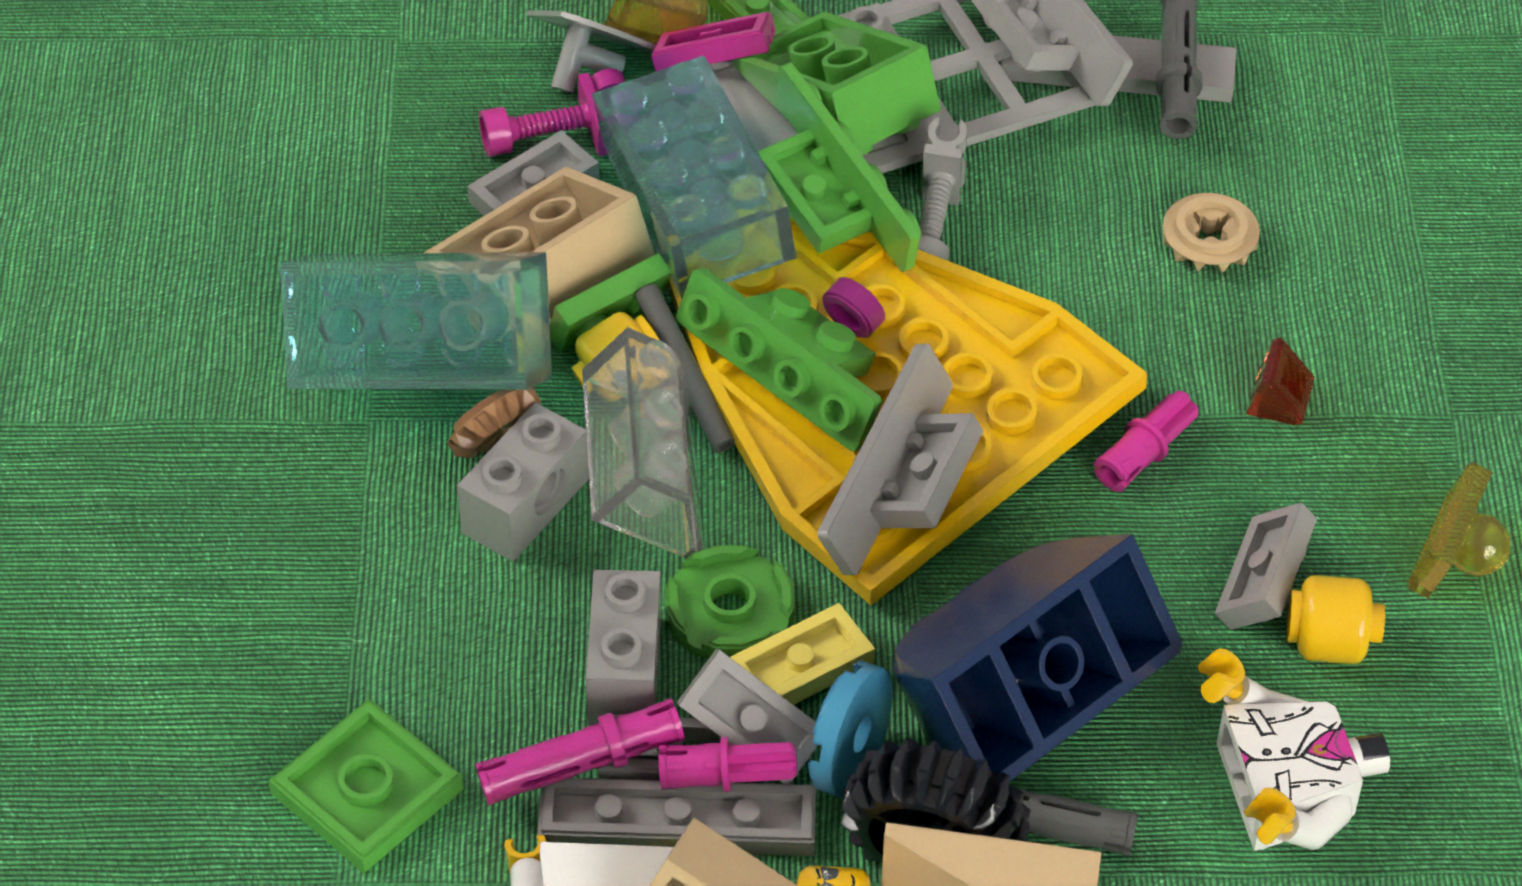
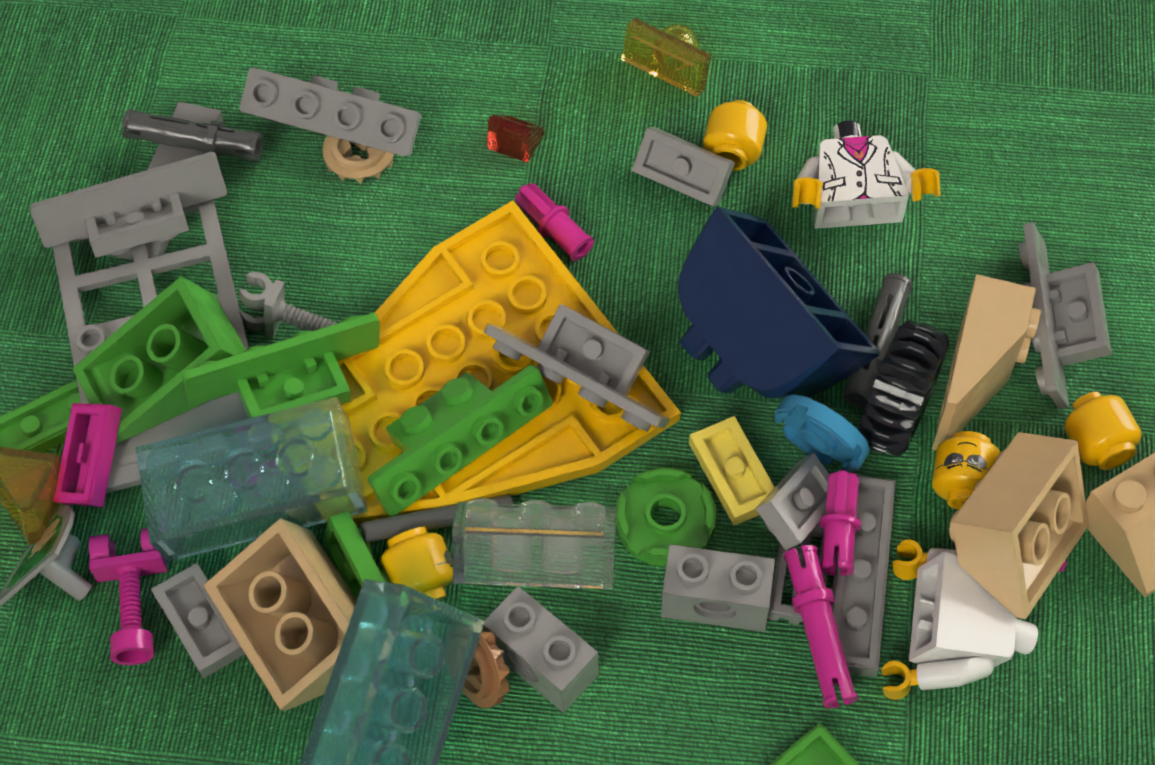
camera: 80 degrees left, 10 degrees up
(854, 307) = (422, 378): magenta tile -> none
(1253, 185) = (331, 112): none -> light grey bracket

